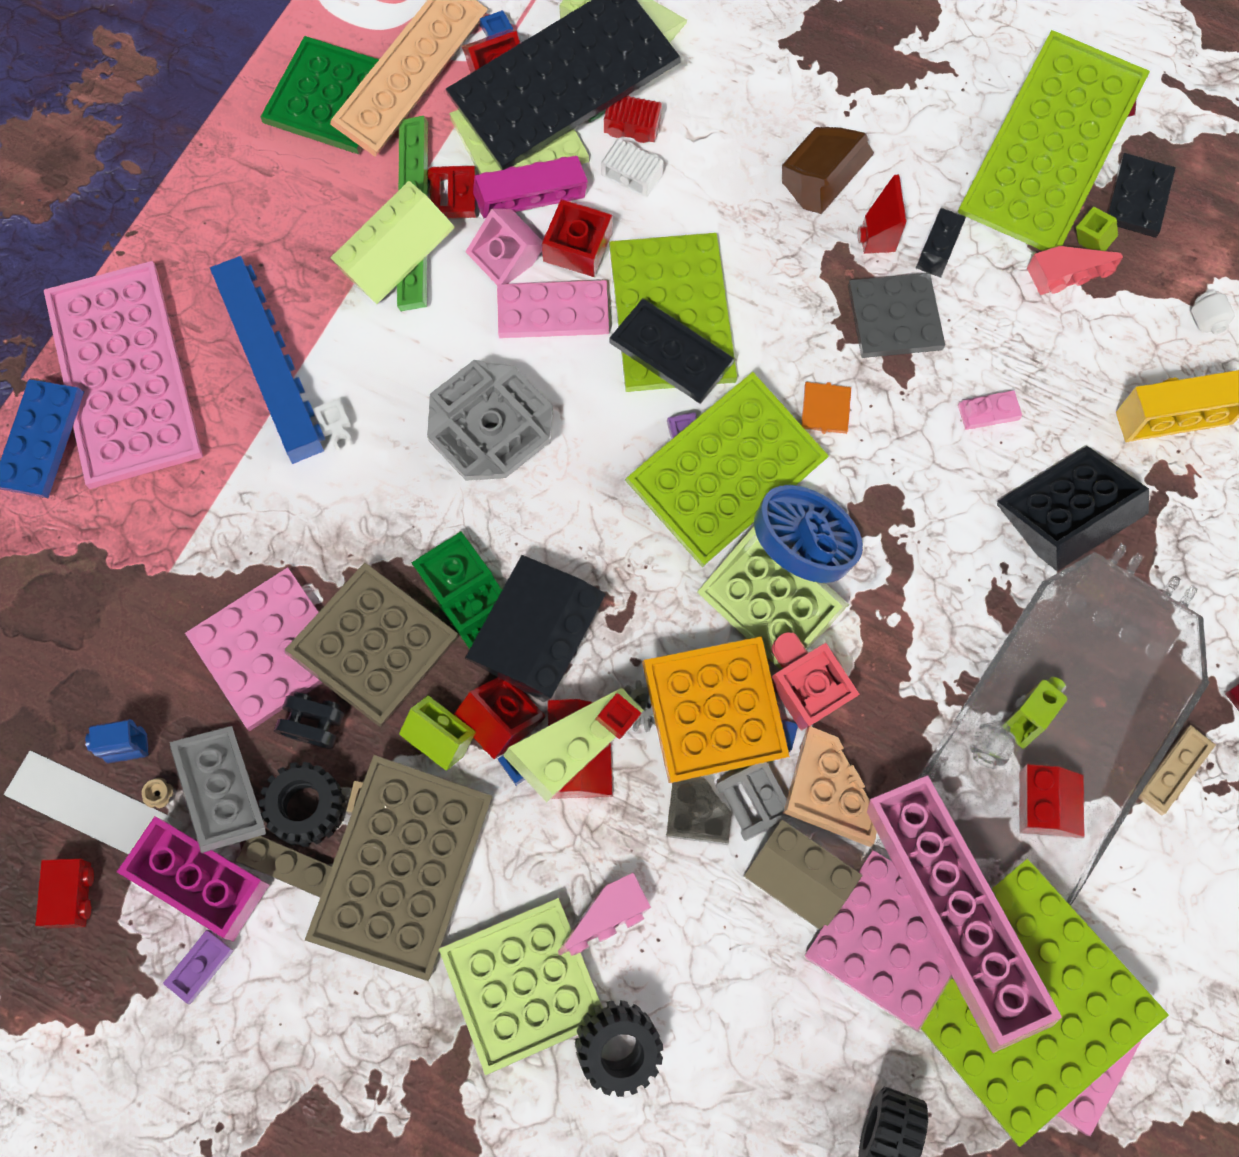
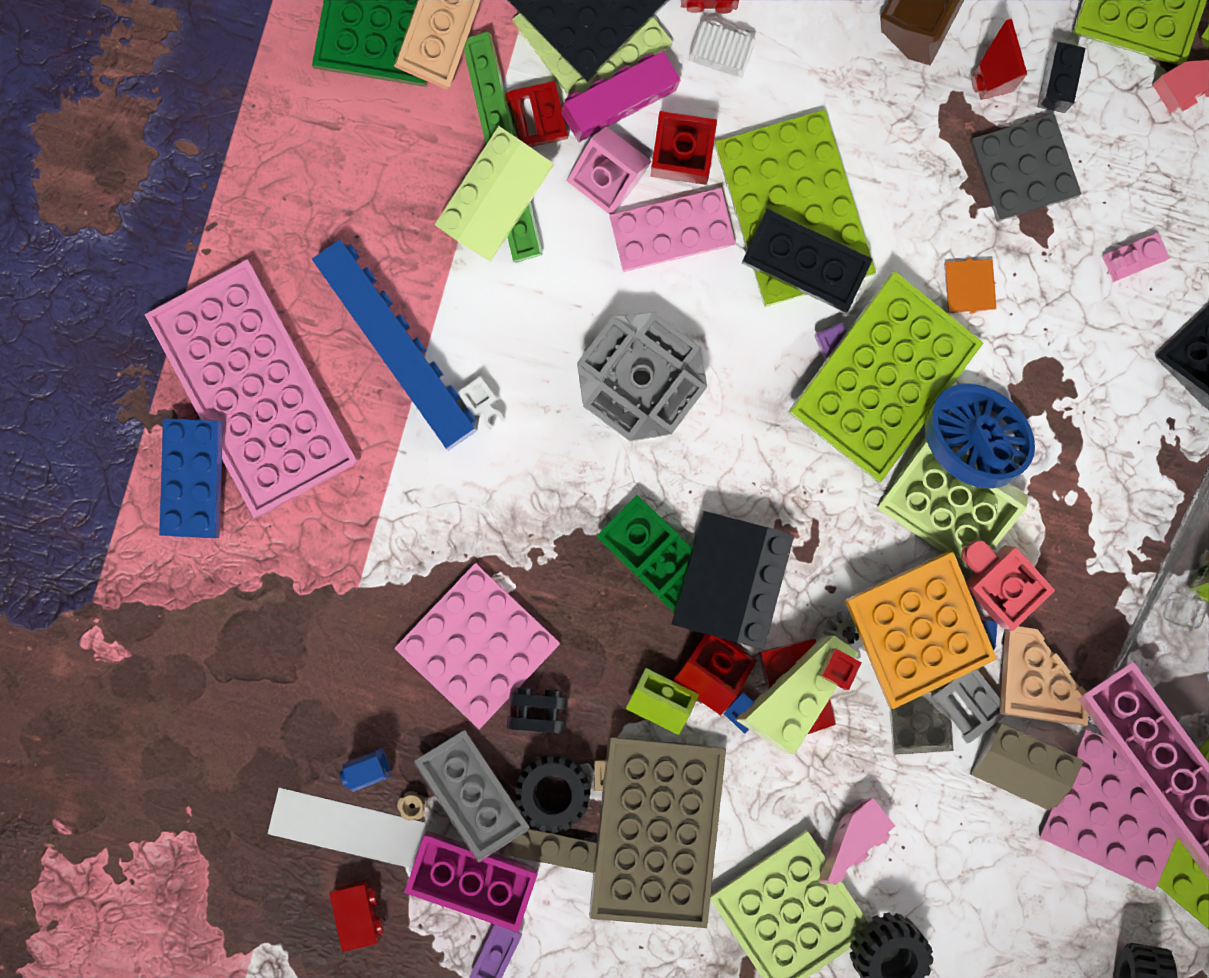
camera: 10 degrees left, 15 degrees up
(371, 644) = (579, 627): dark tan plate -> none

